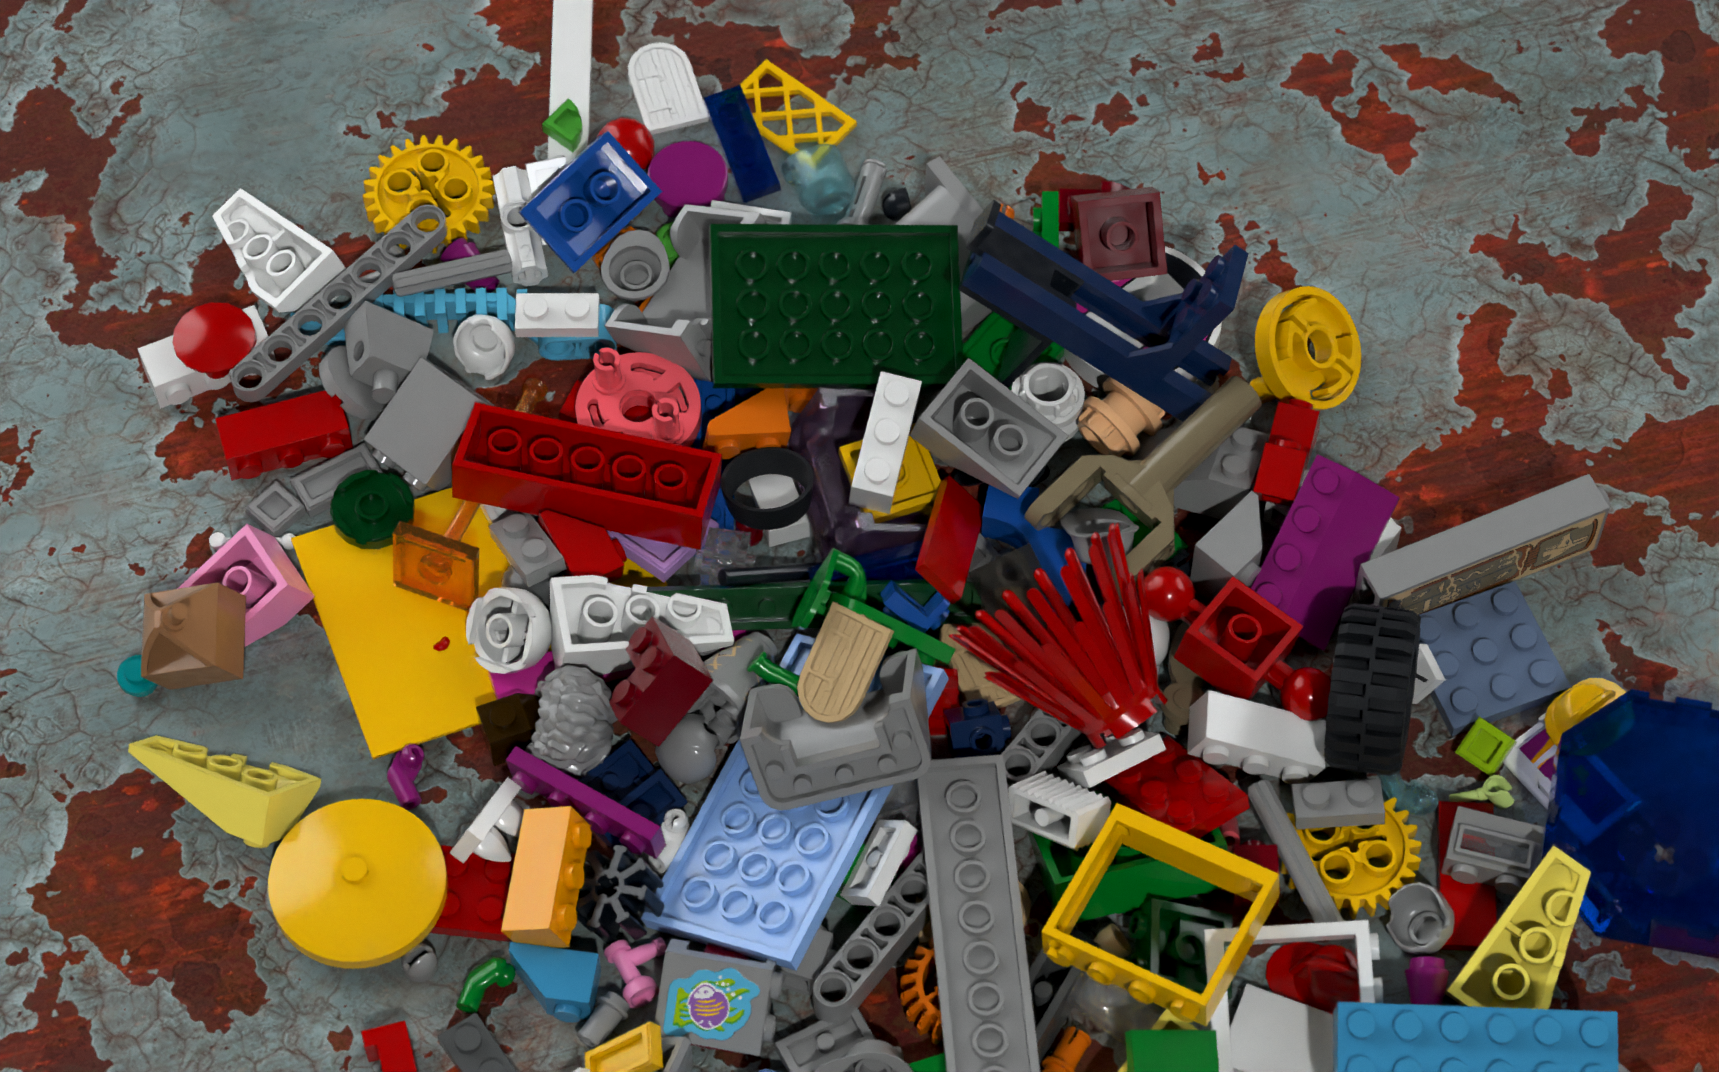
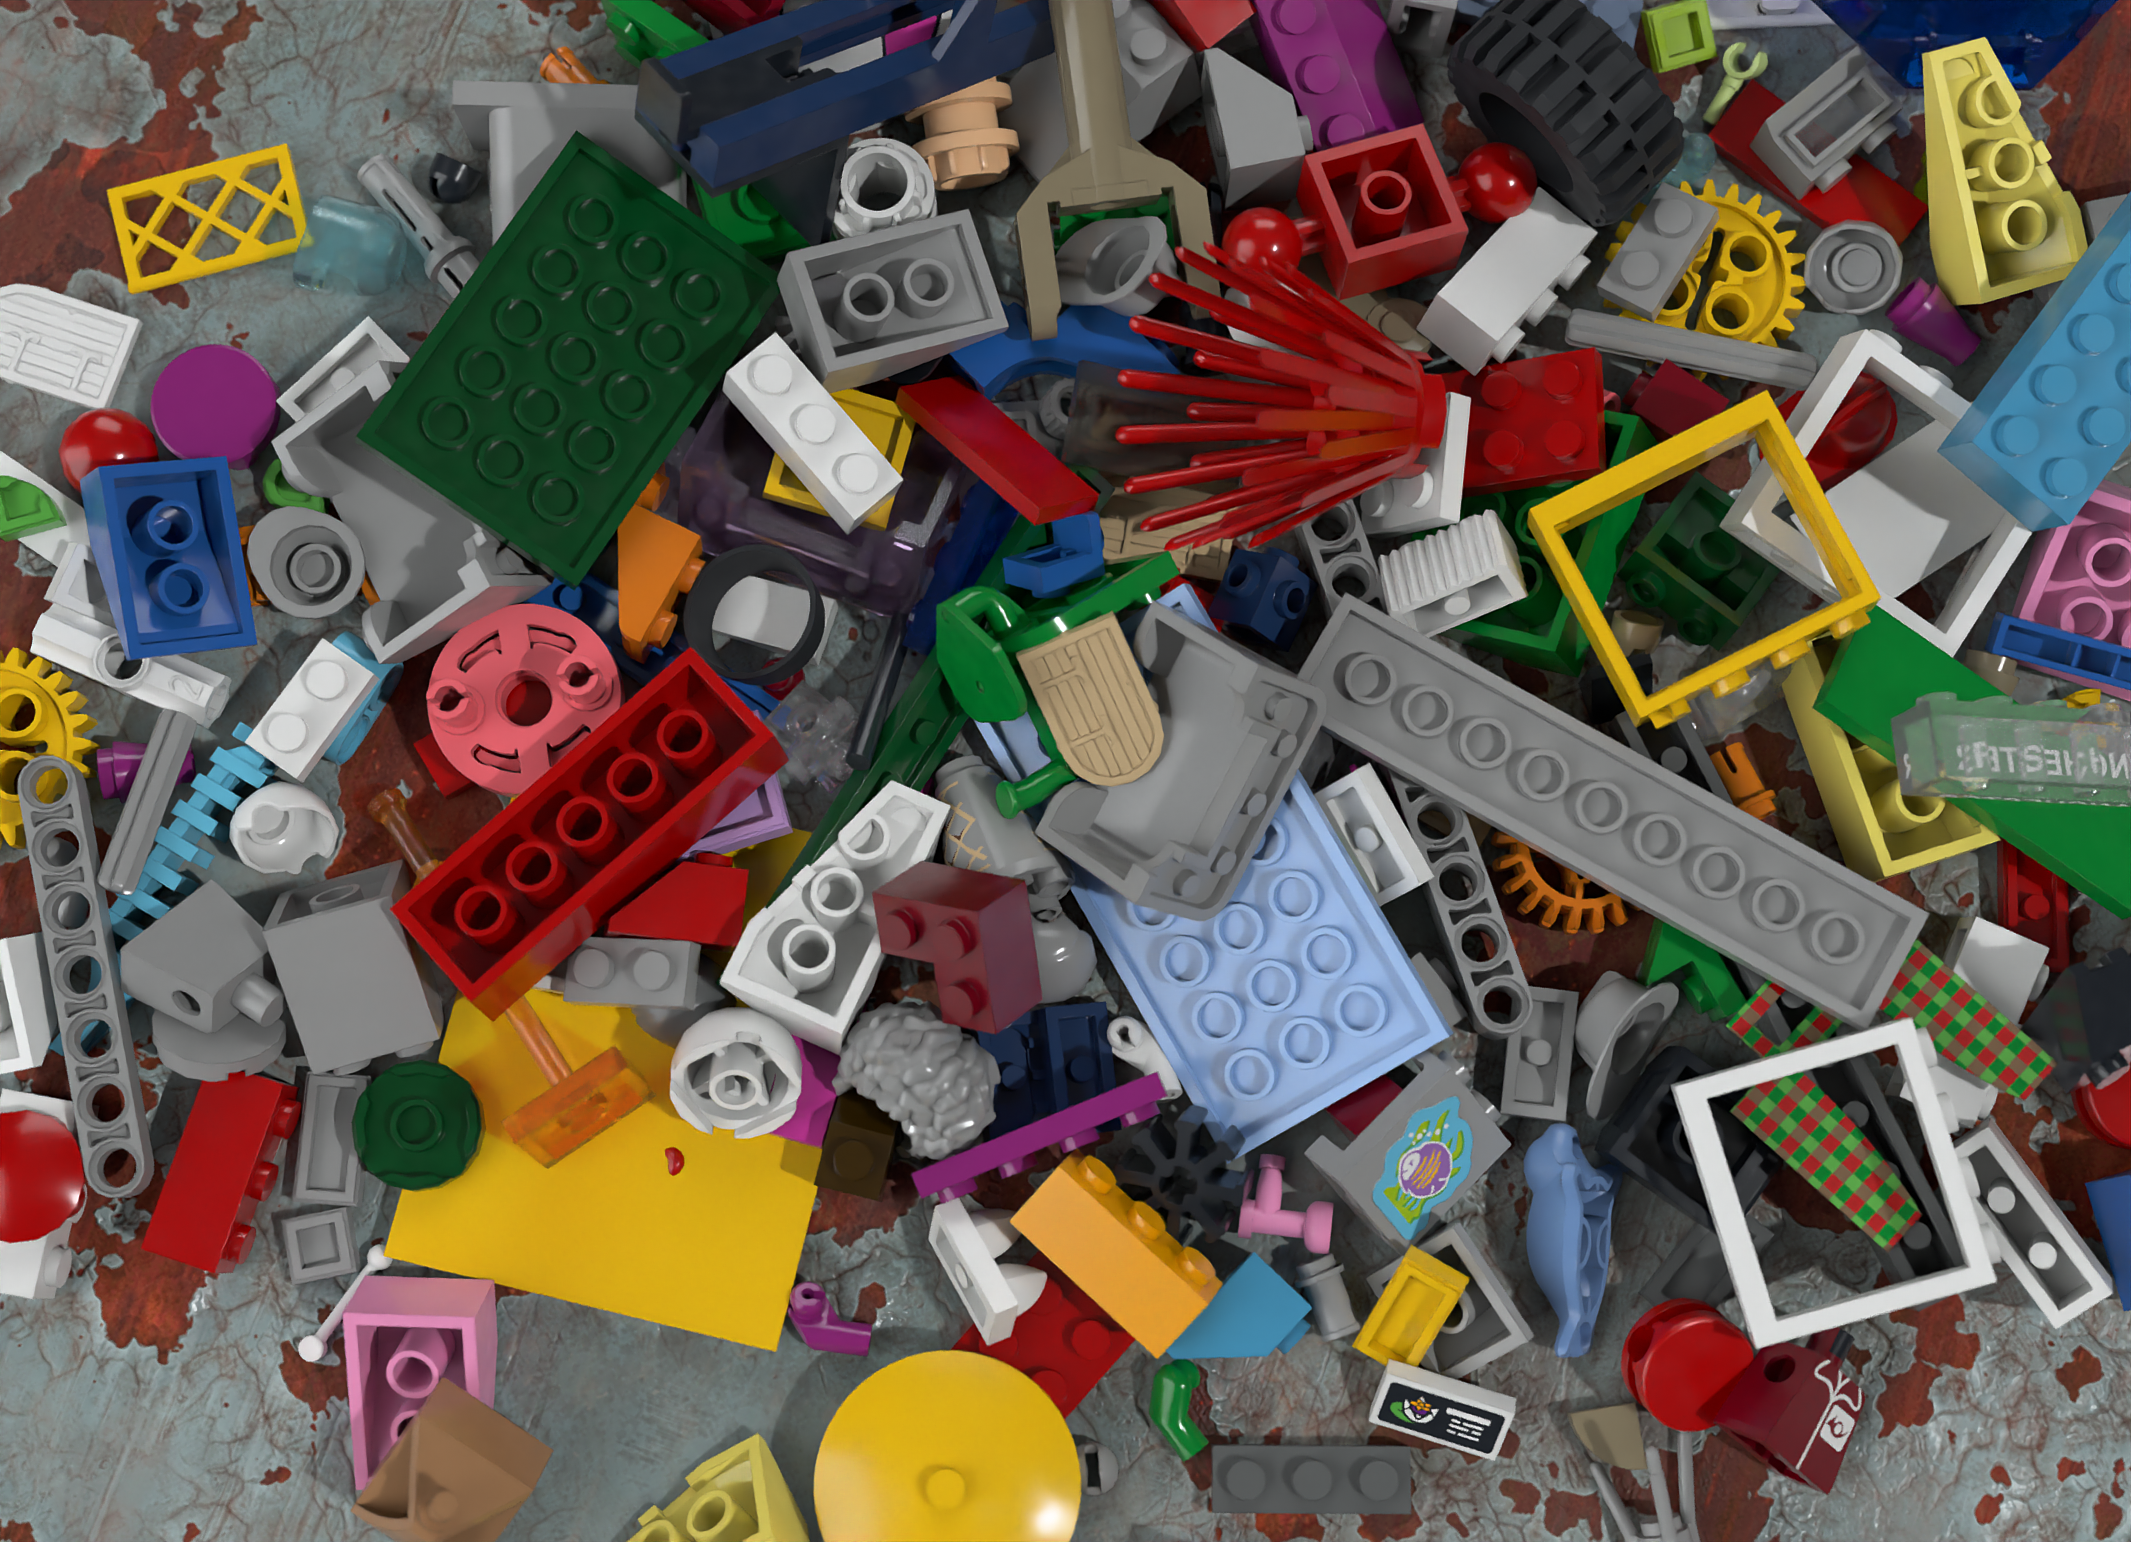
camera: 55 degrees left, 20 degrees up
(742, 144) = (217, 306): clear blue plate -> none

